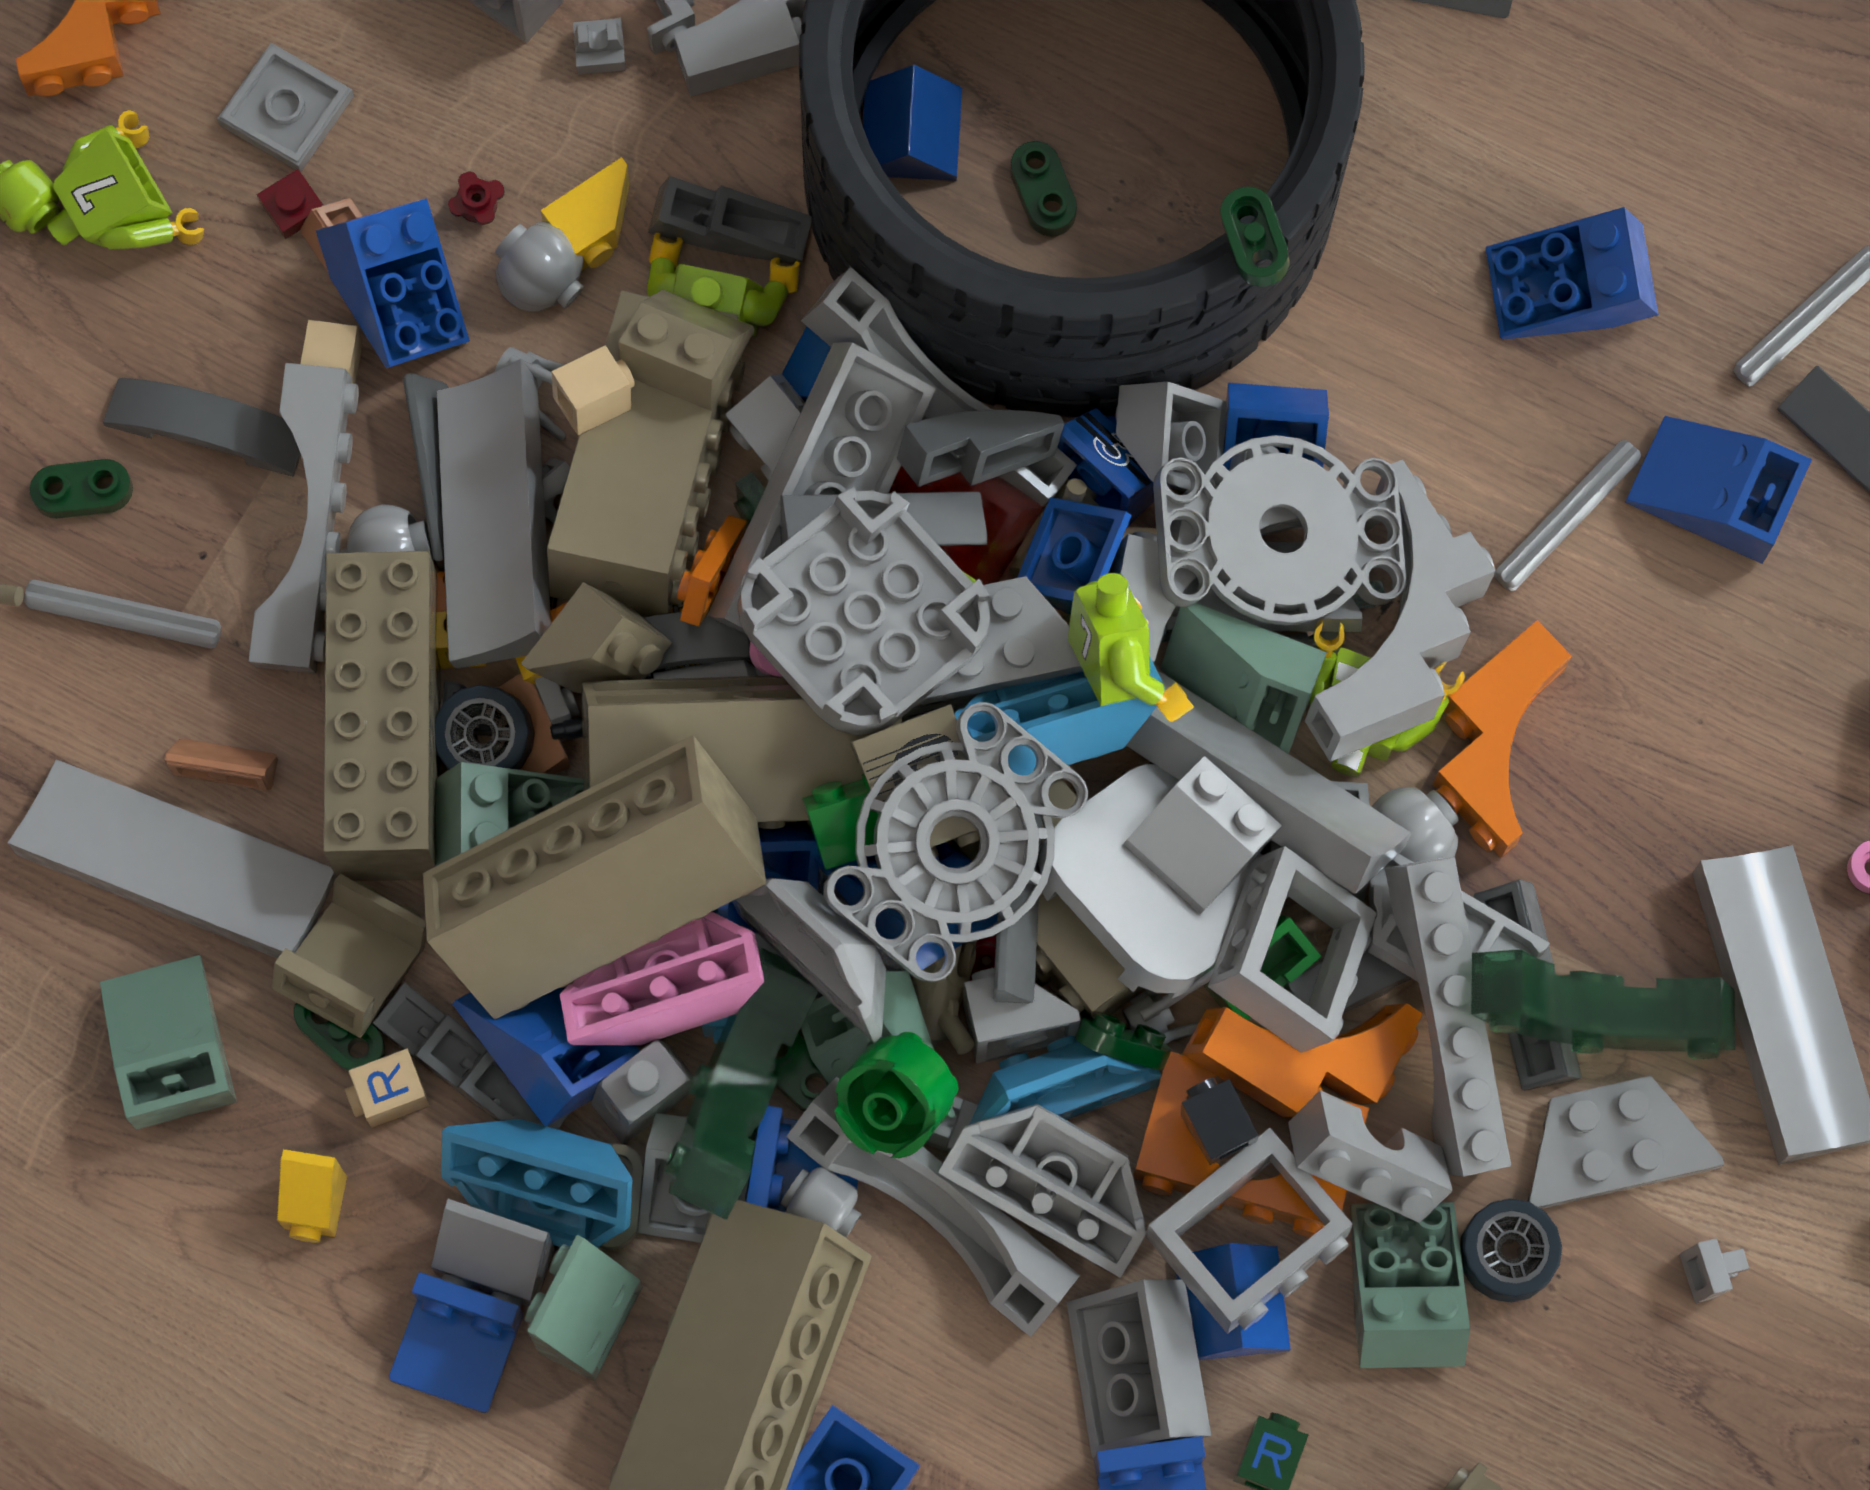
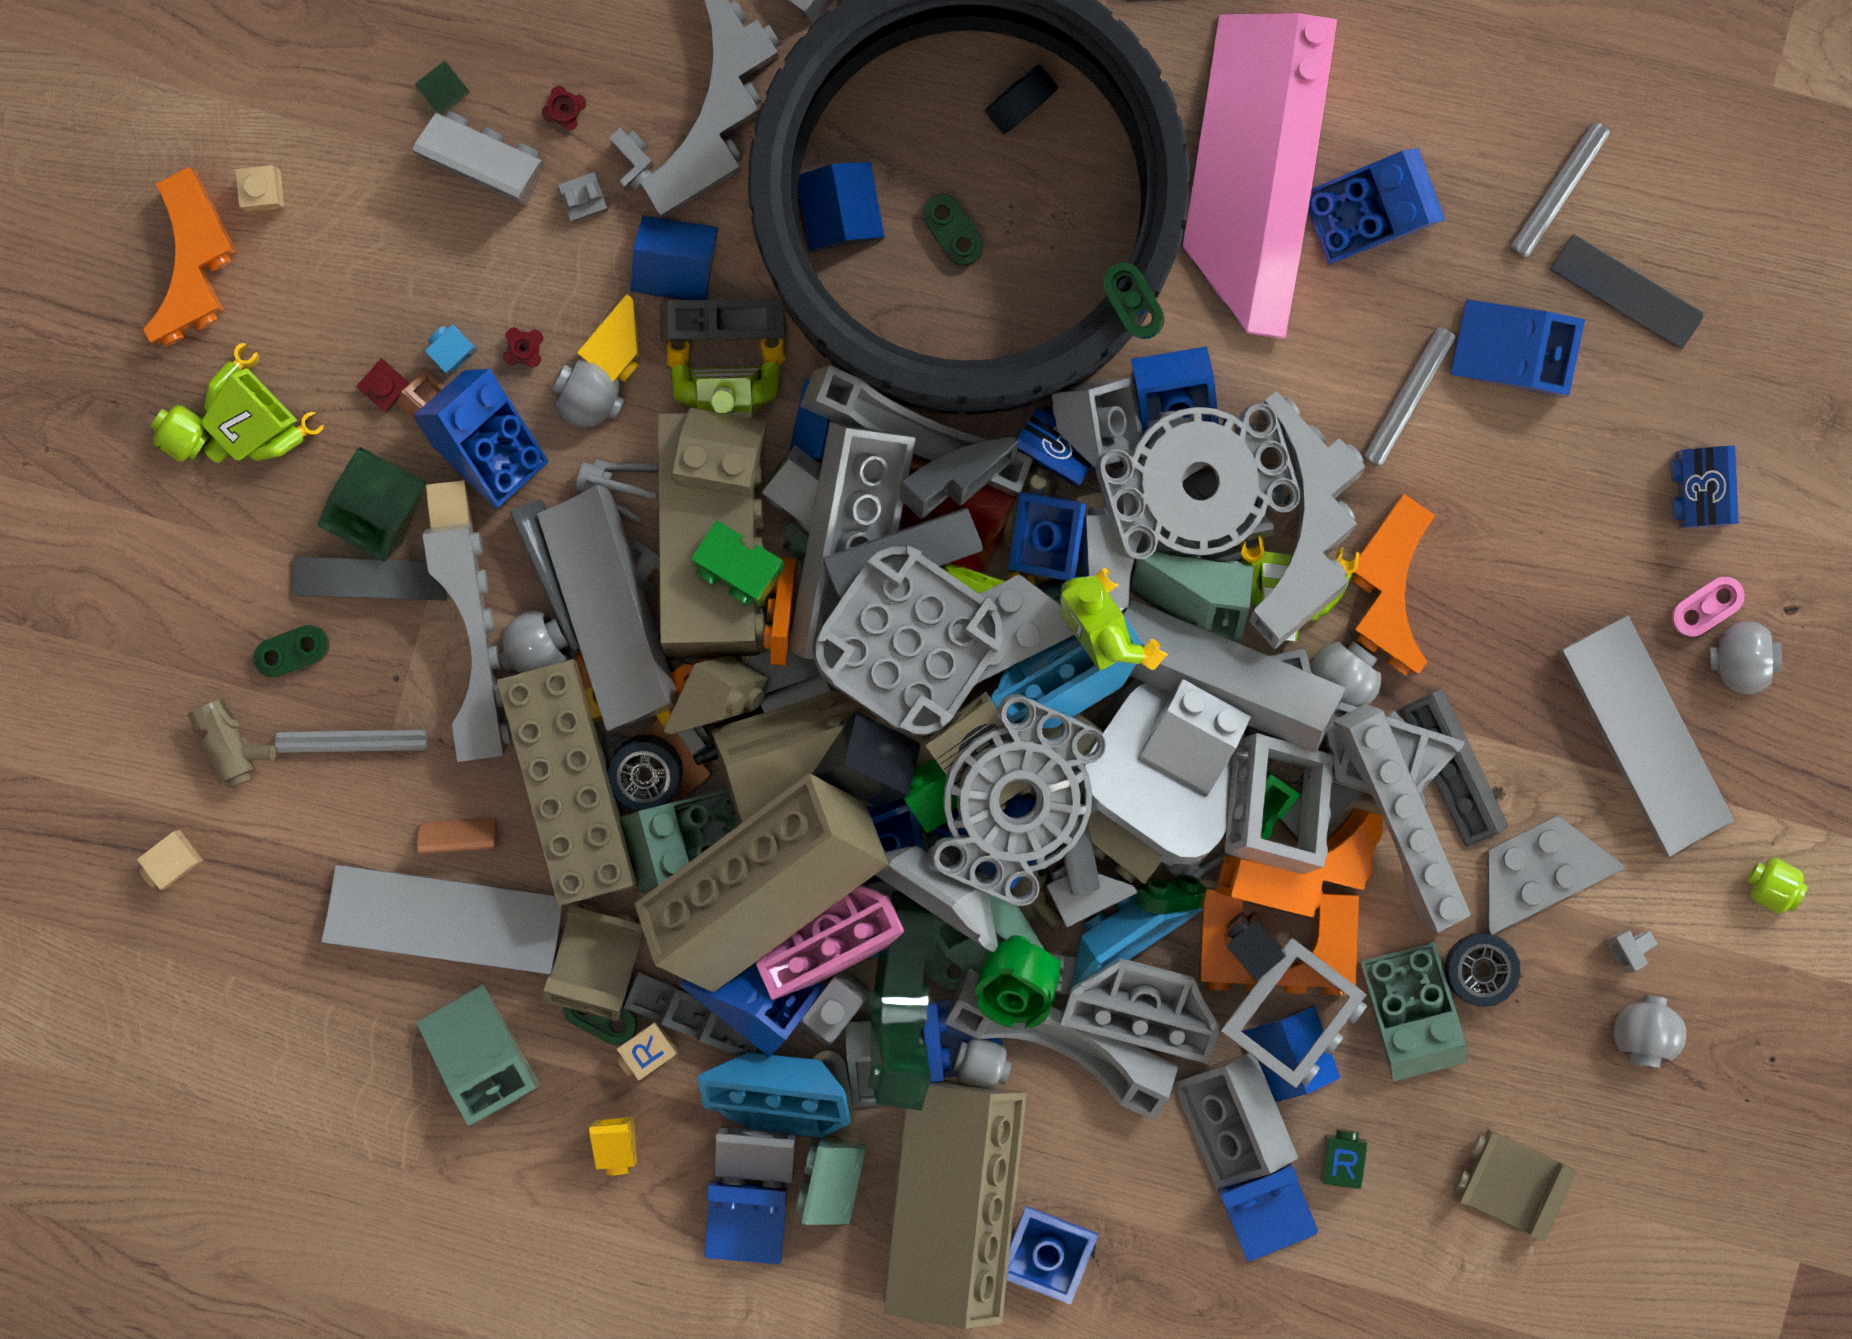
camera: 15 degrees left, 15 degrees up
(235, 328) = (372, 504): none -> clear green slope
(285, 107) = (356, 307): light grey tile -> none
(386, 177) = (449, 348): none -> dark azure plate
(592, 389) = (661, 508): tan brick -> none
(672, 480) = (743, 571): none -> green brick
(688, 139) = (673, 259): none -> blue slope
(775, 754) = (870, 761): none -> black slope
(1165, 49) = (1021, 99): none -> black wheel
(1336, 1146) = (1392, 940): light grey arch -> none
(1440, 194) = (1258, 161): none -> bright pink slope
(1598, 1010) = (1512, 781): clear green brick -> none
(1715, 1386) = (1649, 1032): none -> light grey plant

